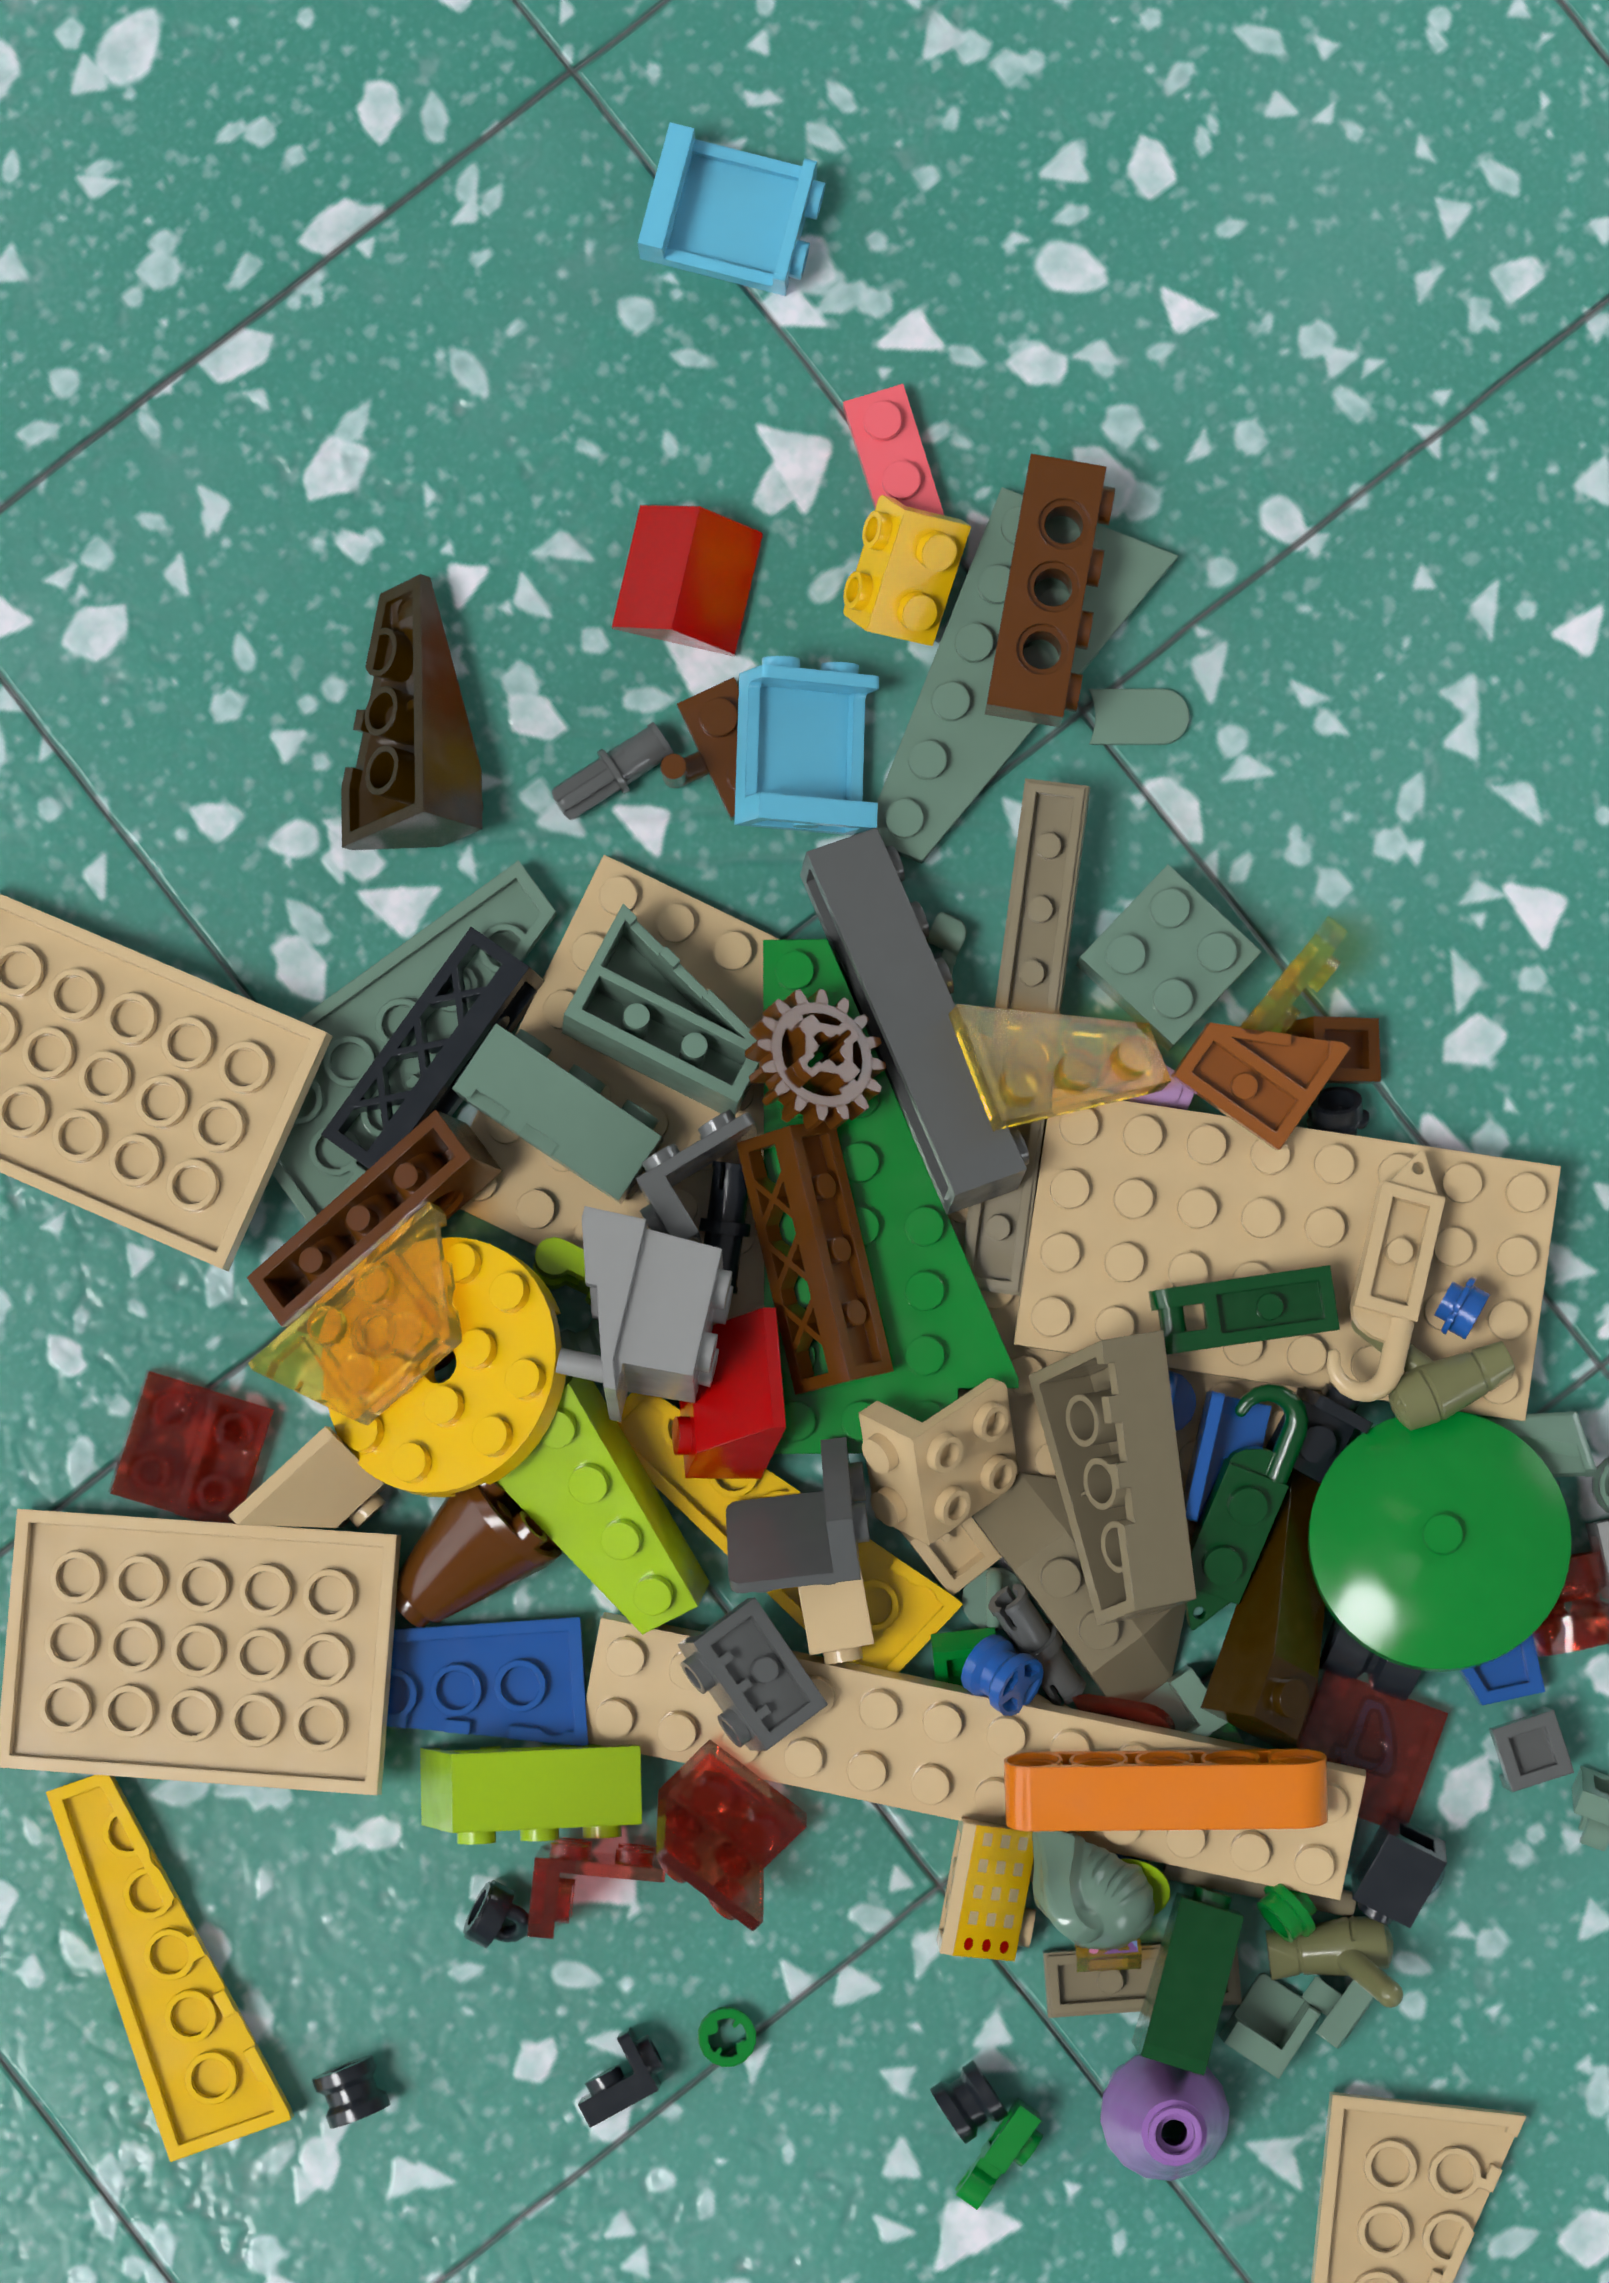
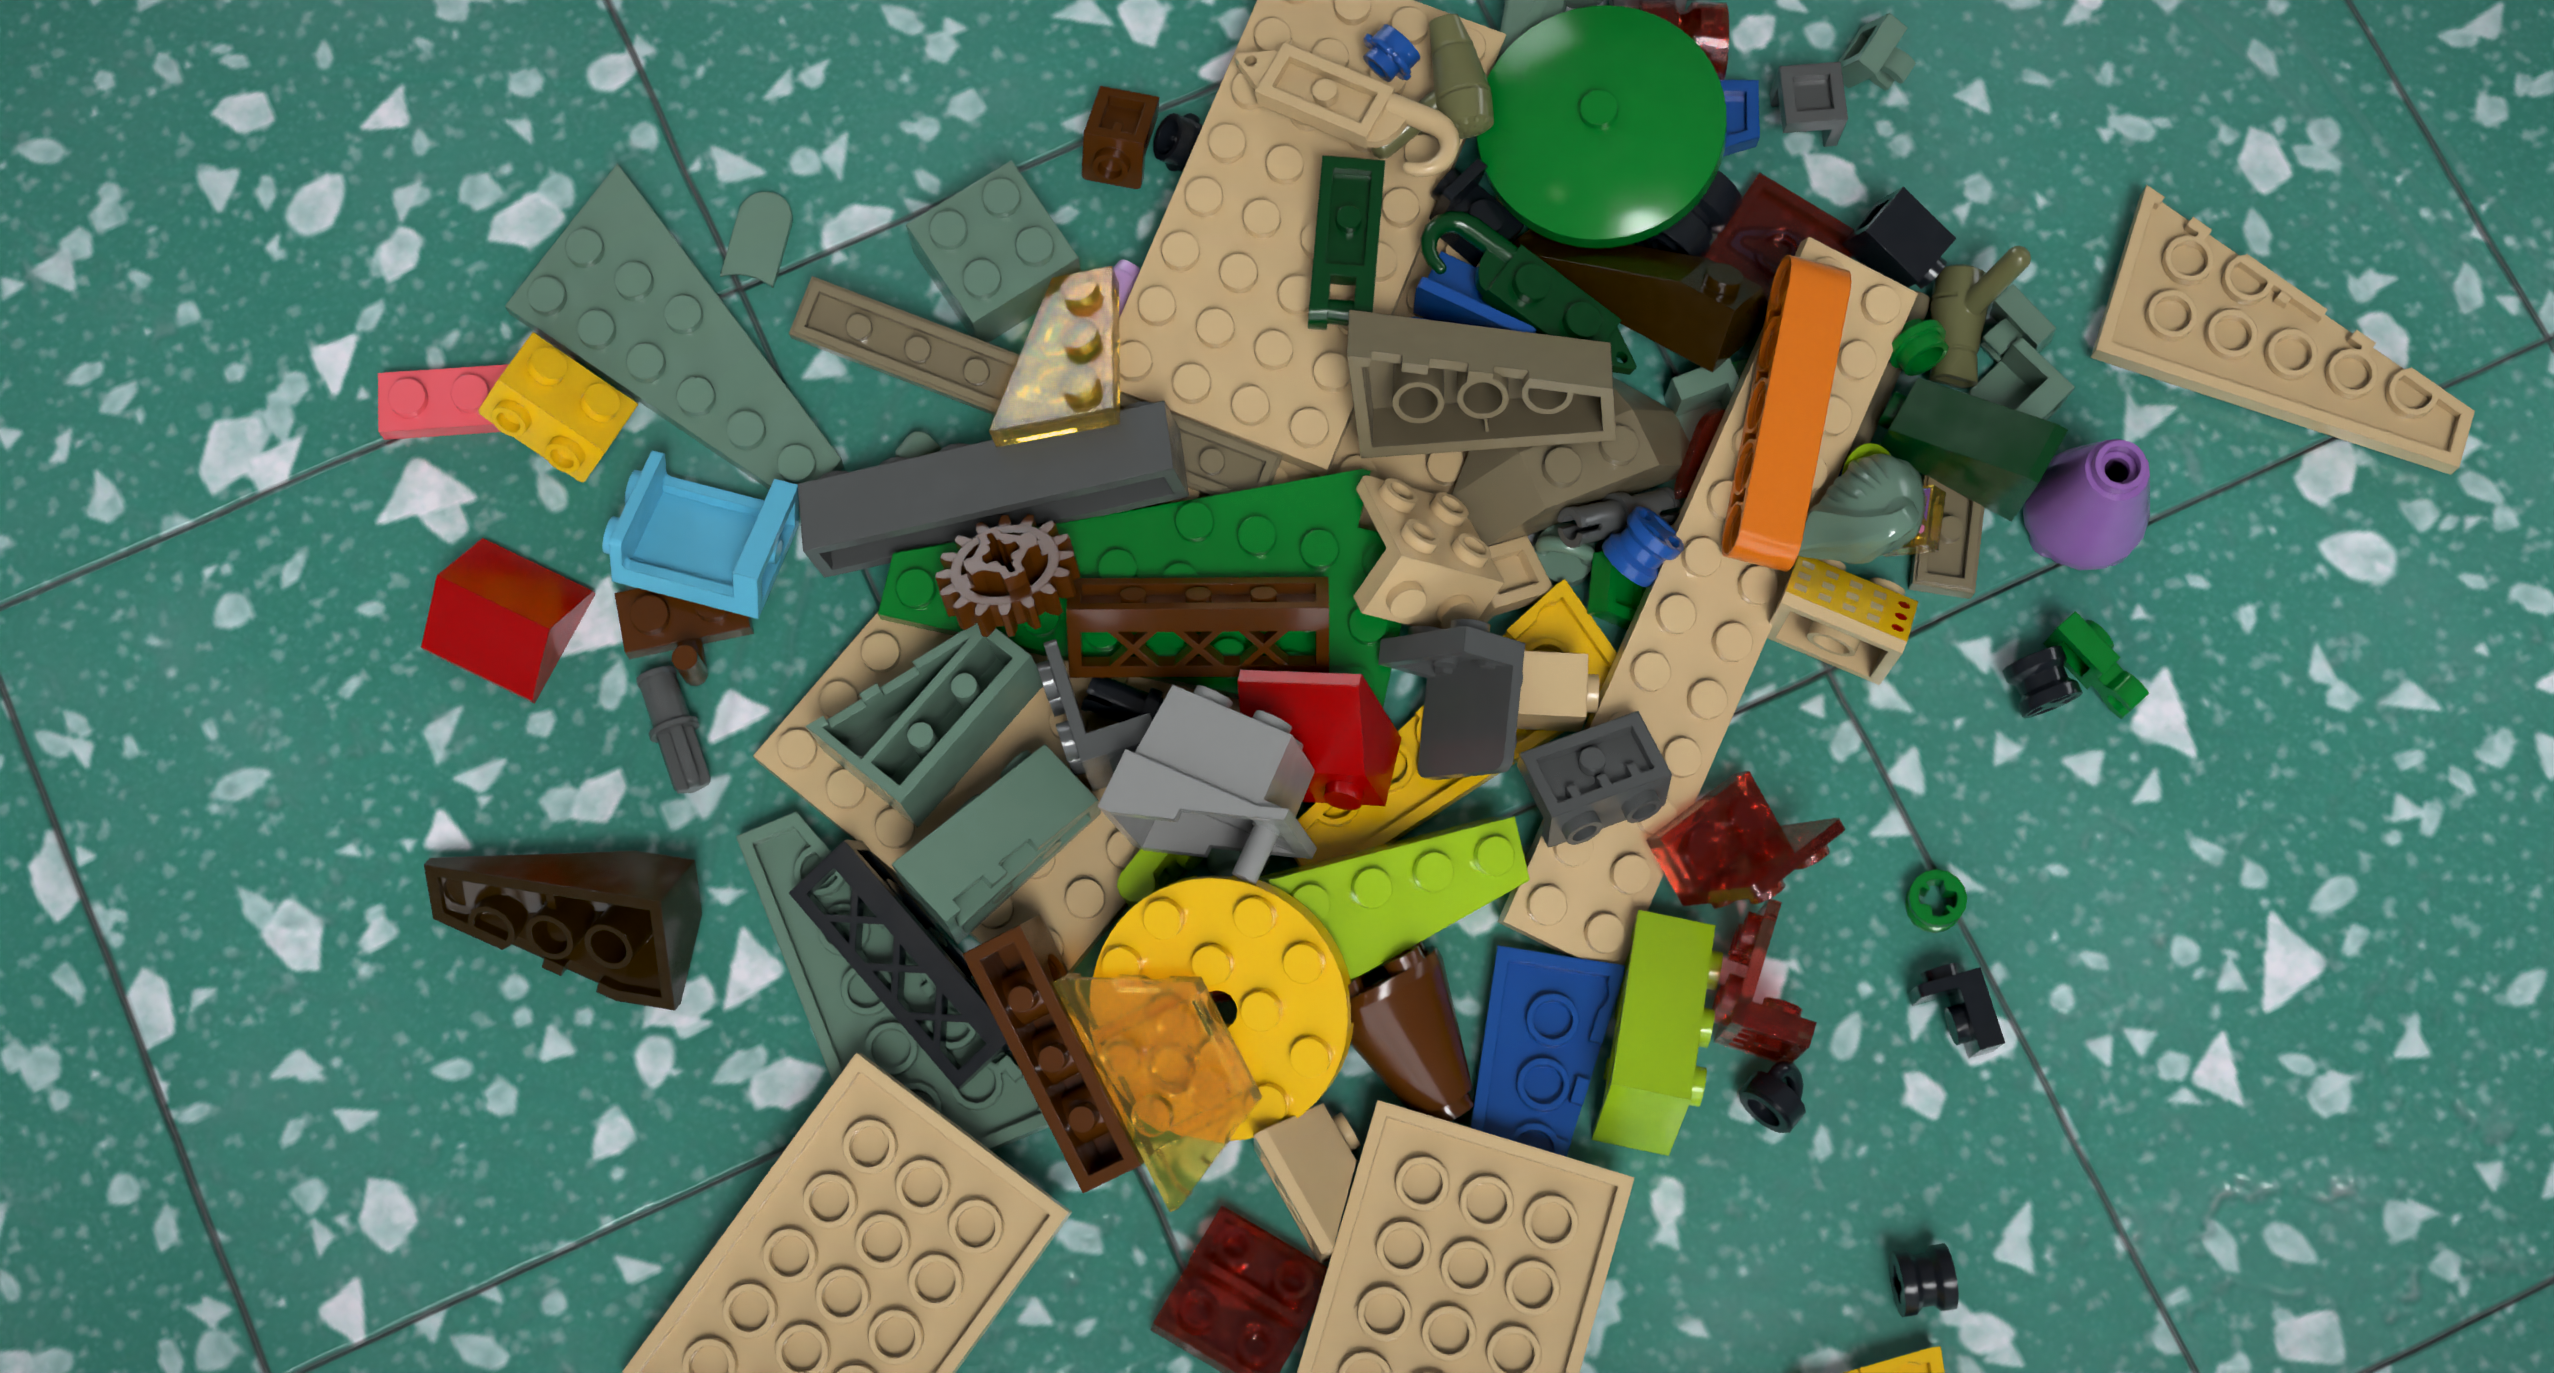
camera: 80 degrees left, 10 degrees down
(729, 213) = (163, 495): medium azure panel -> none
(1051, 490) = (695, 325): reddish brown brick -> none
(1259, 1076) = (1129, 183): dark orange wing -> none
(1310, 967) = (1050, 151): clear yellow wing -> none

